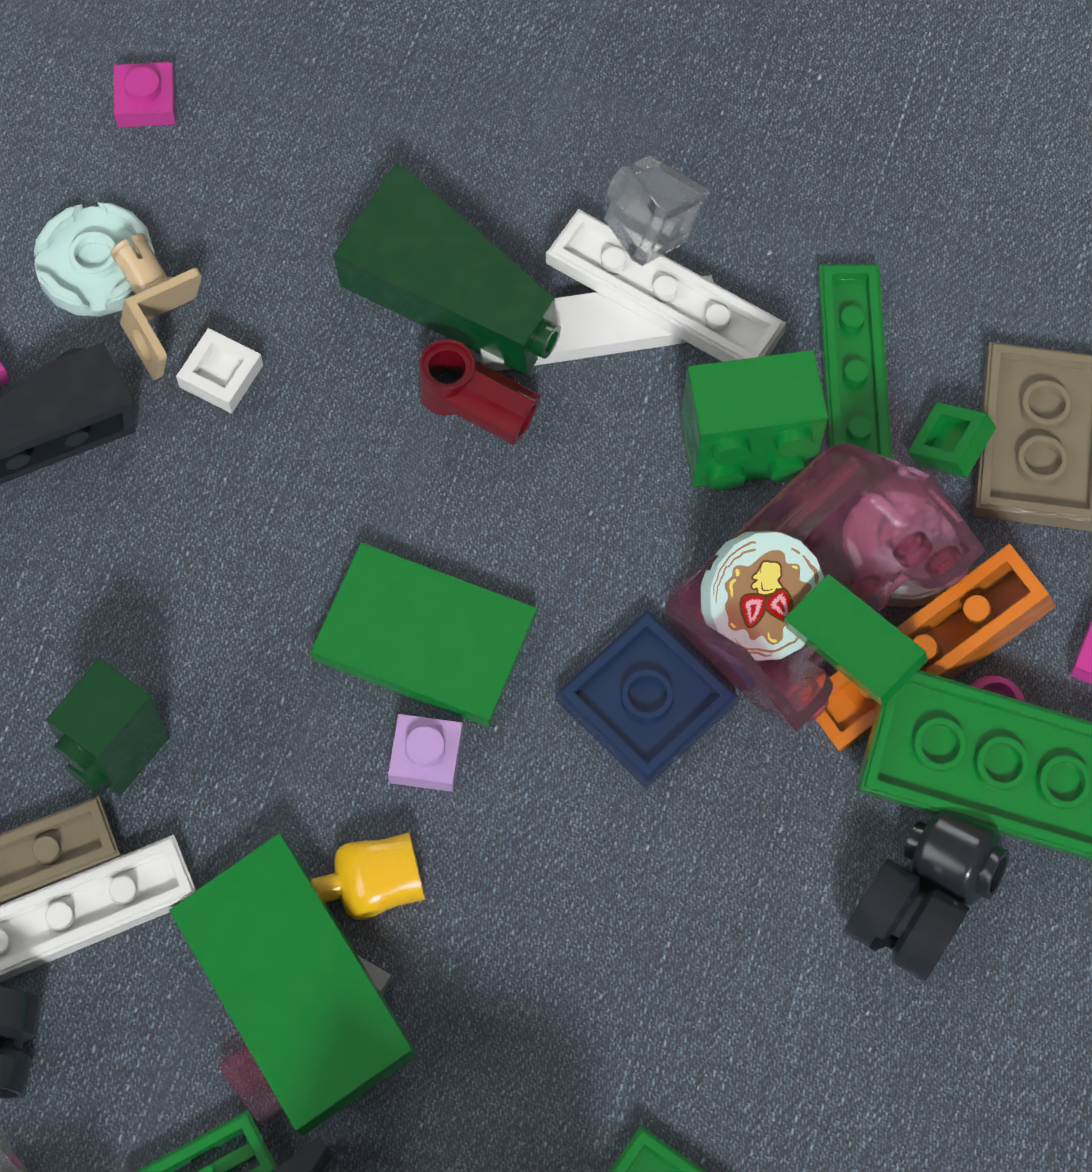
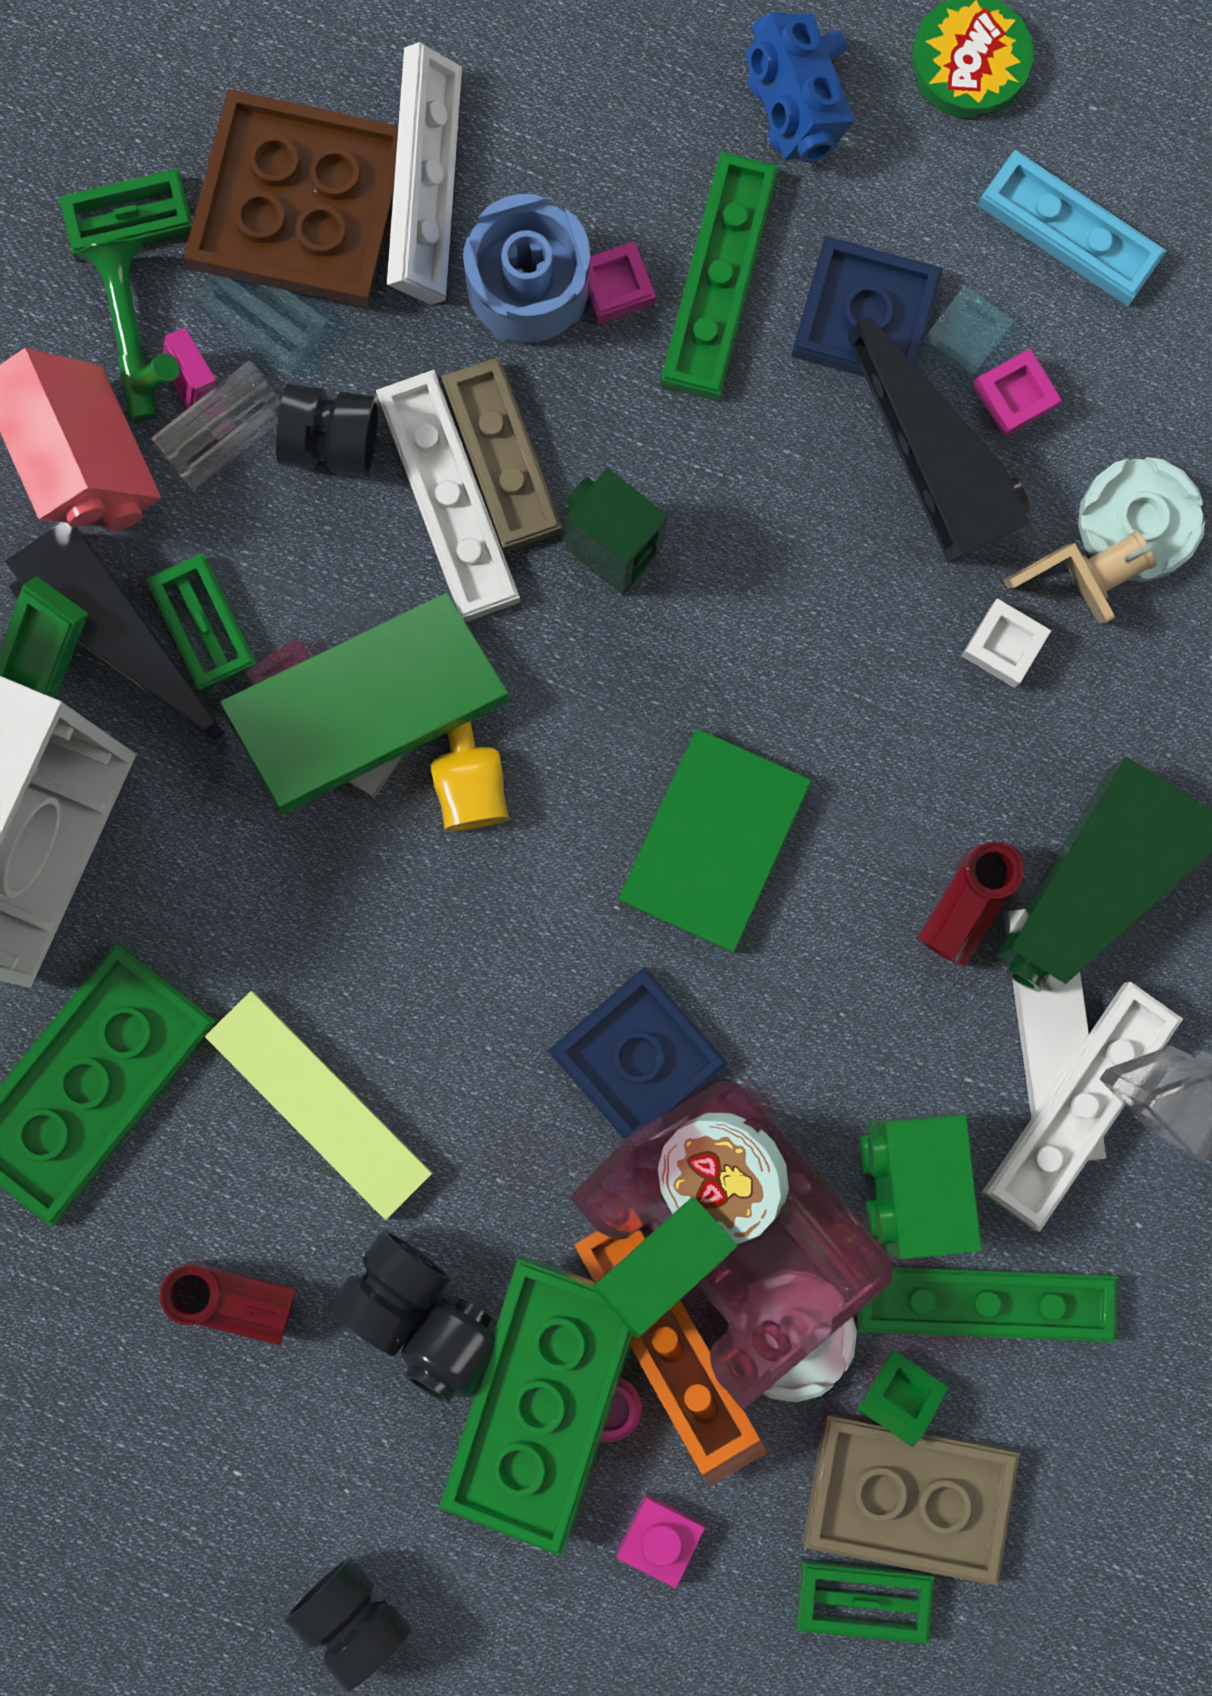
camera: 85 degrees right, 15 degrees up
(425, 752) = (591, 837): lavender plate -> none
(718, 1013) = (319, 1105): none -> yellowish green tile
(933, 1084) = (235, 1305): none -> dark red piece

